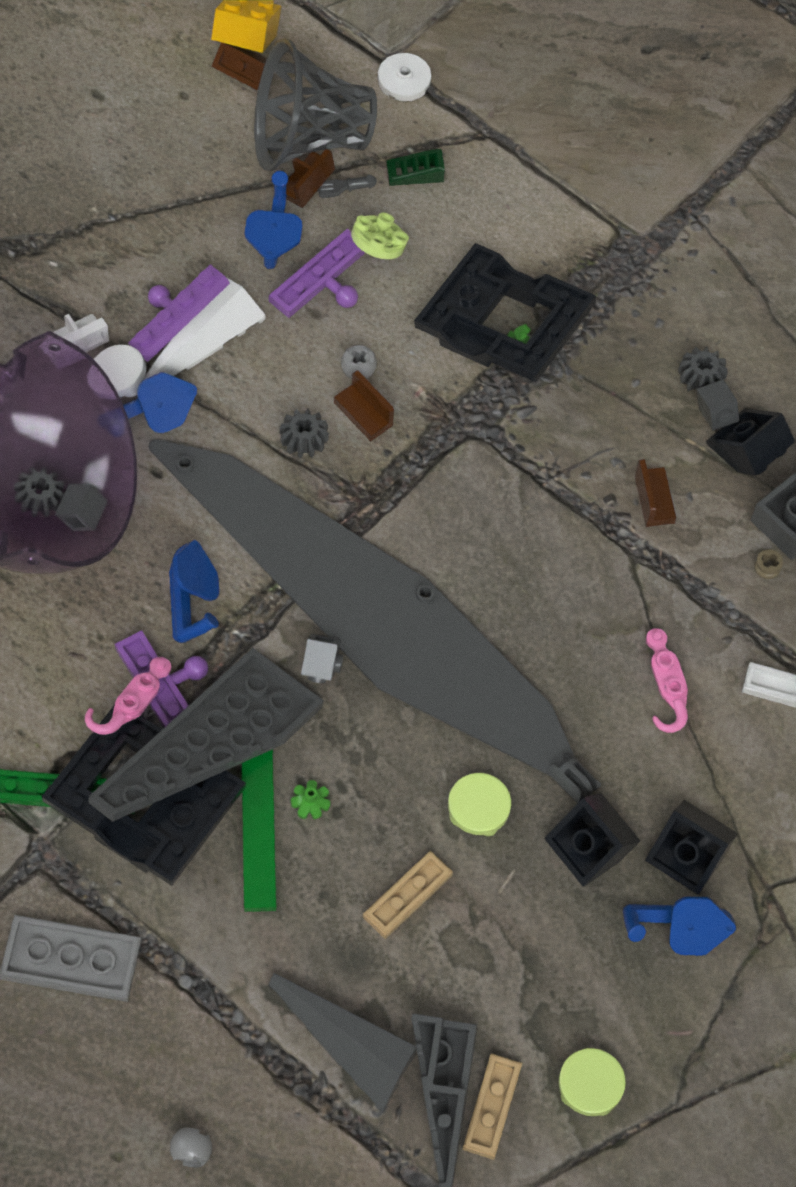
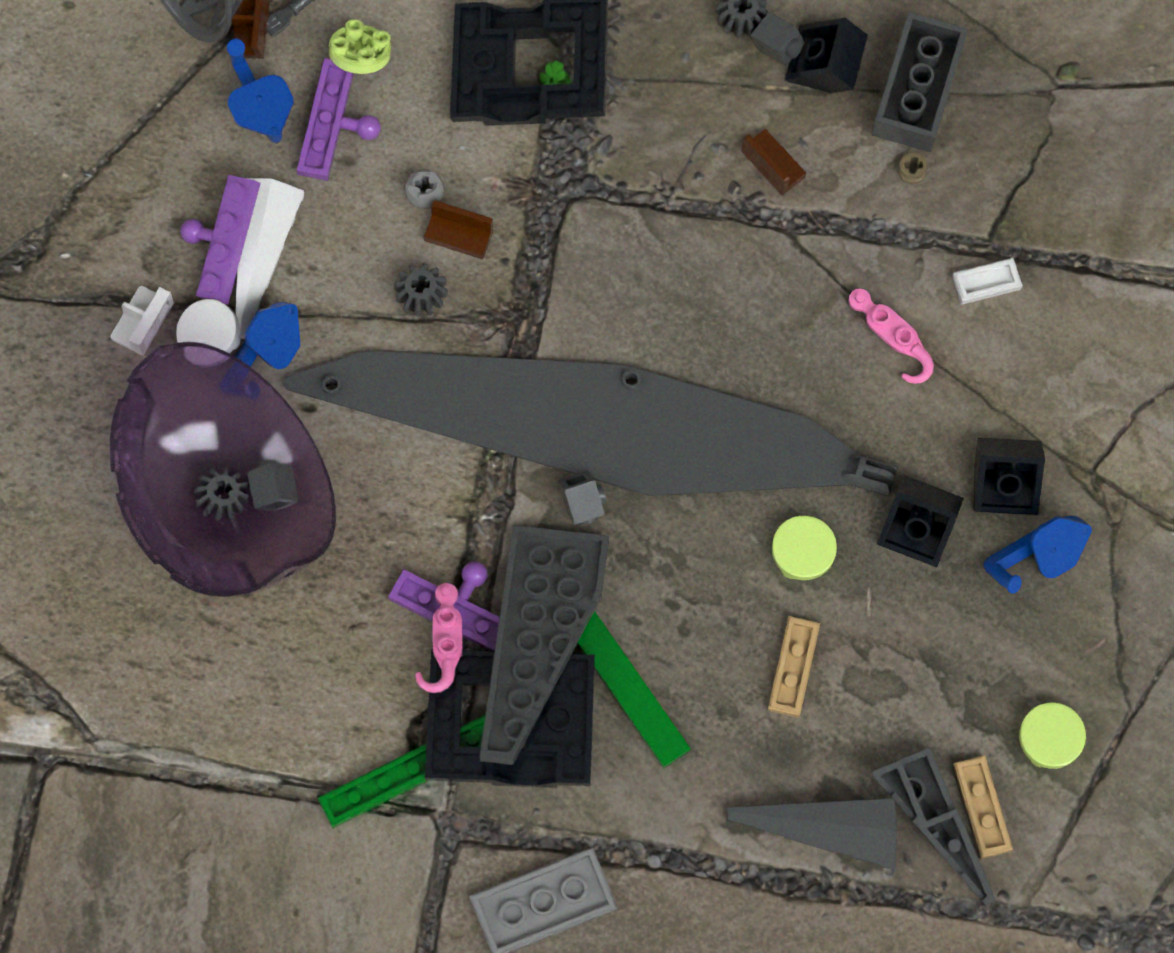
camera: 30 degrees left, 10 degrees up
(195, 575) = (414, 490): blue piece -> none
(310, 800) = (652, 638): bright green plant -> none

